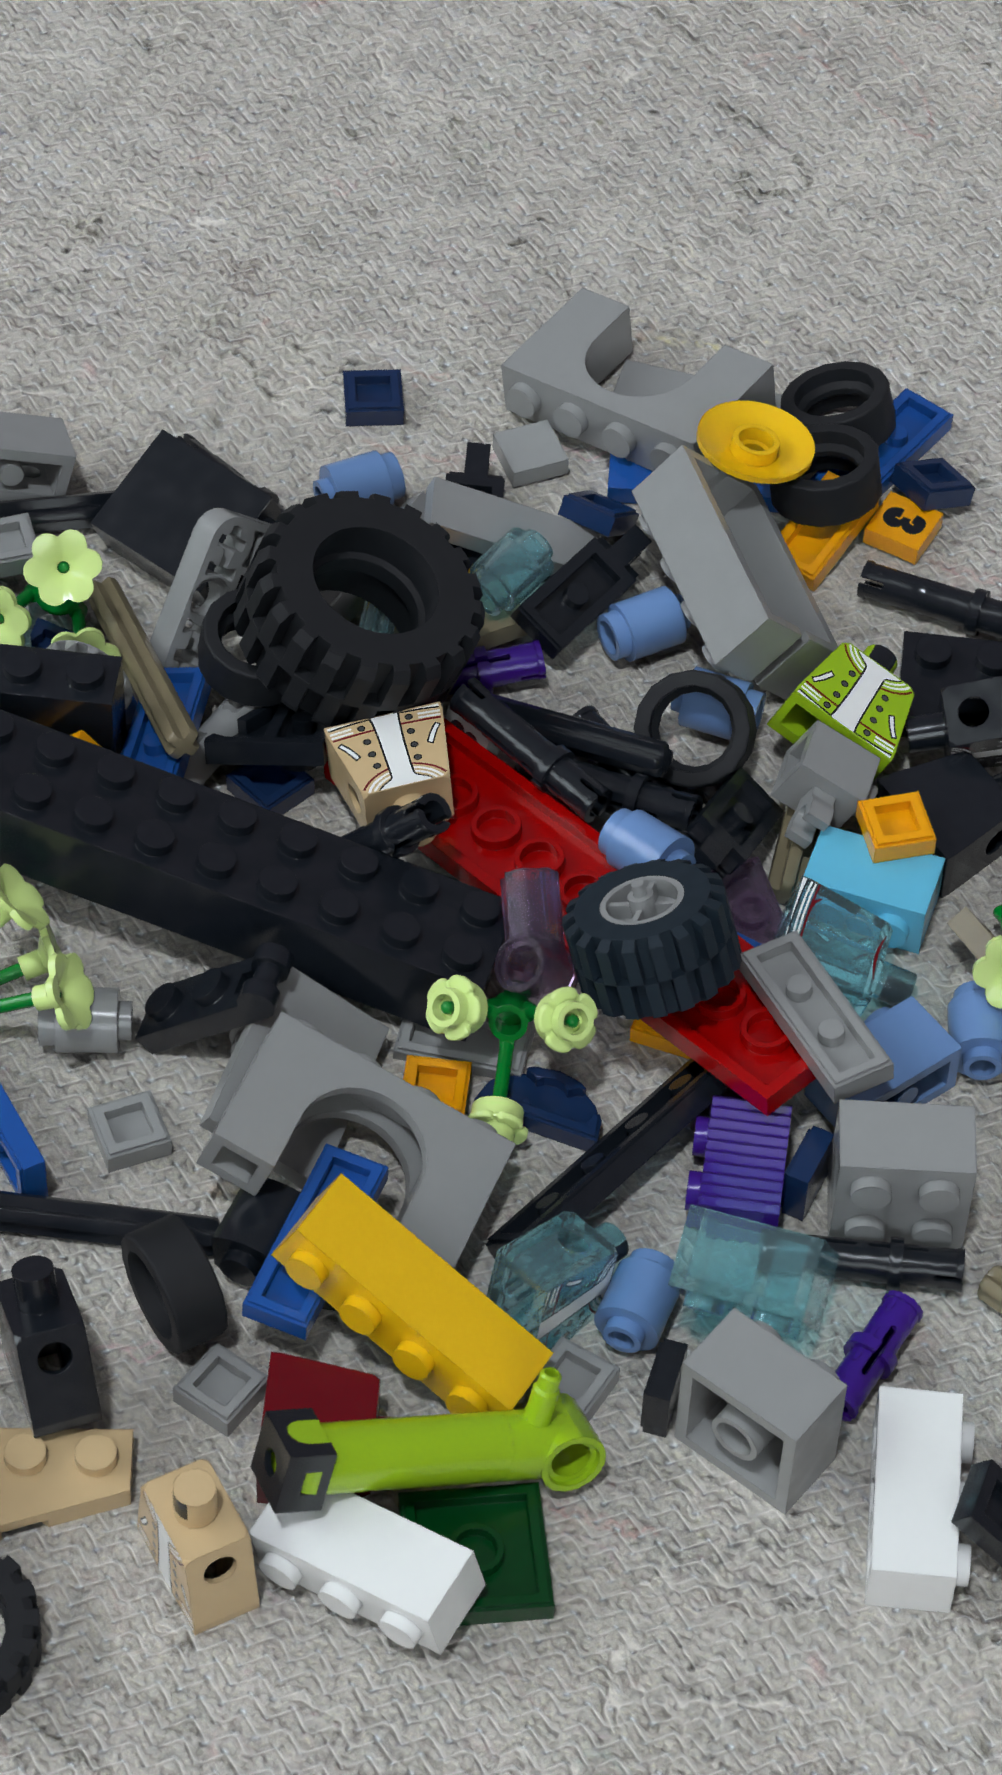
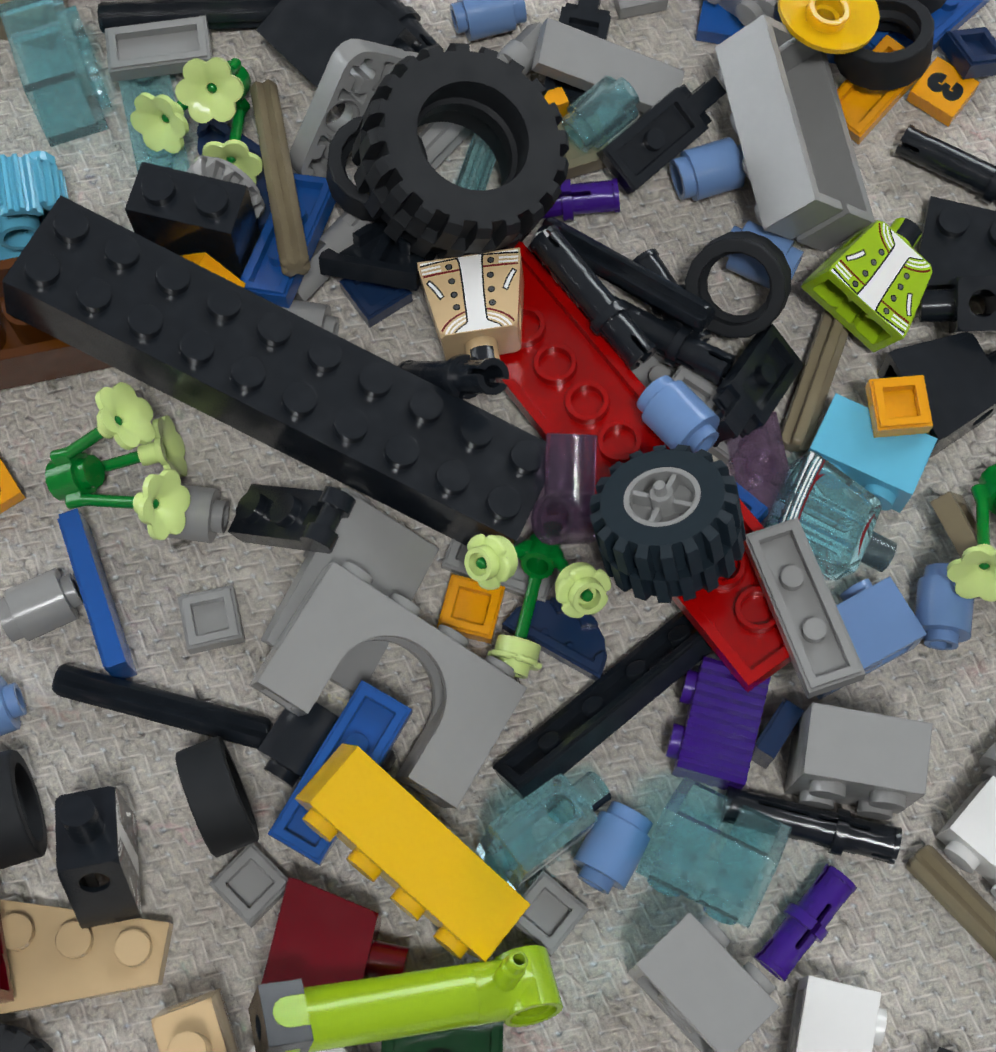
camera: 10 degrees right, 20 degrees up
(598, 513) = (685, 55): dark blue tile -> none
(663, 1388) = (623, 938): black tile -> none
(823, 781) = (843, 351): light grey brick -> none

